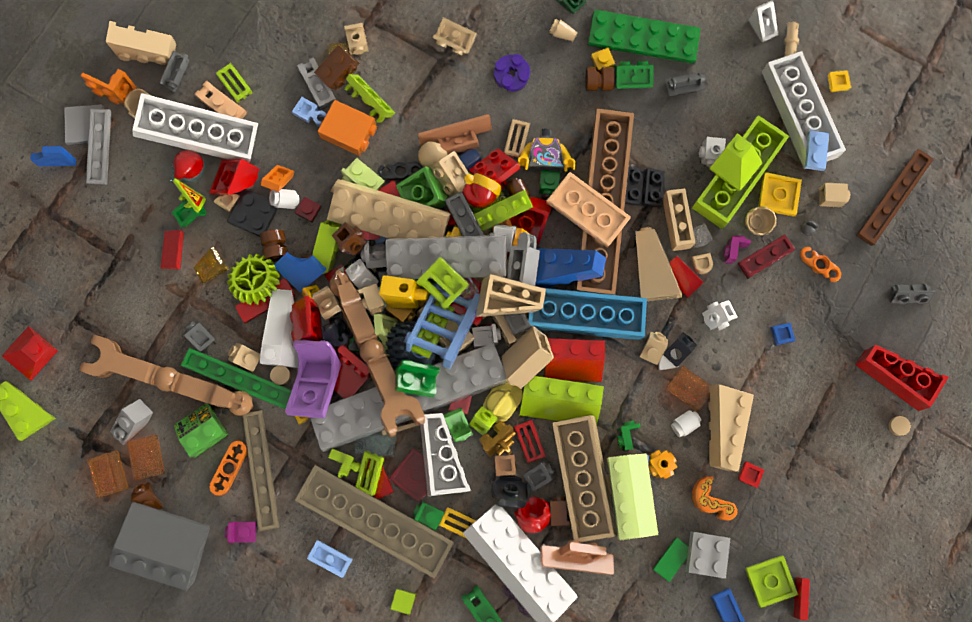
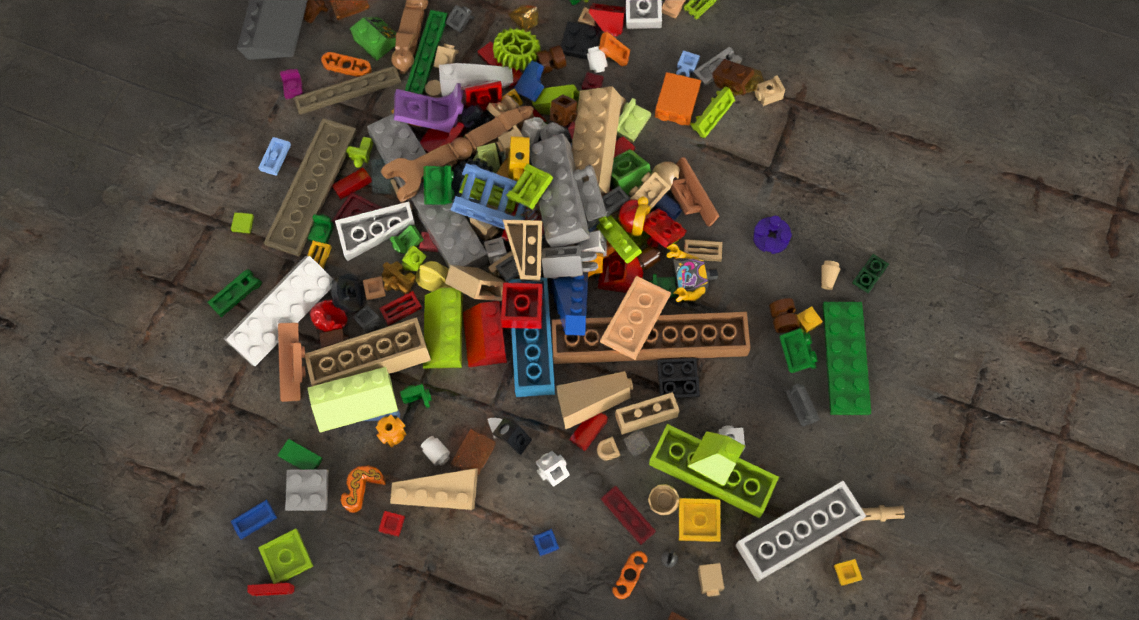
camera: 90 degrees right, 10 degrees down
(376, 466) = (353, 173): lime tile -> none
(392, 168) = (647, 145): black piece -> none
(454, 36) = (794, 175): tan bracket -> none
(455, 226) = (590, 193): none -> light grey plate
(566, 313) = (522, 305): none -> red brick
(654, 347) = (510, 410): tan bracket -> none
(731, 249) = (626, 474): magenta bracket -> none
(764, 21) = (896, 479): white slope -> none
(816, 150) = (751, 543): light blue plate -> none

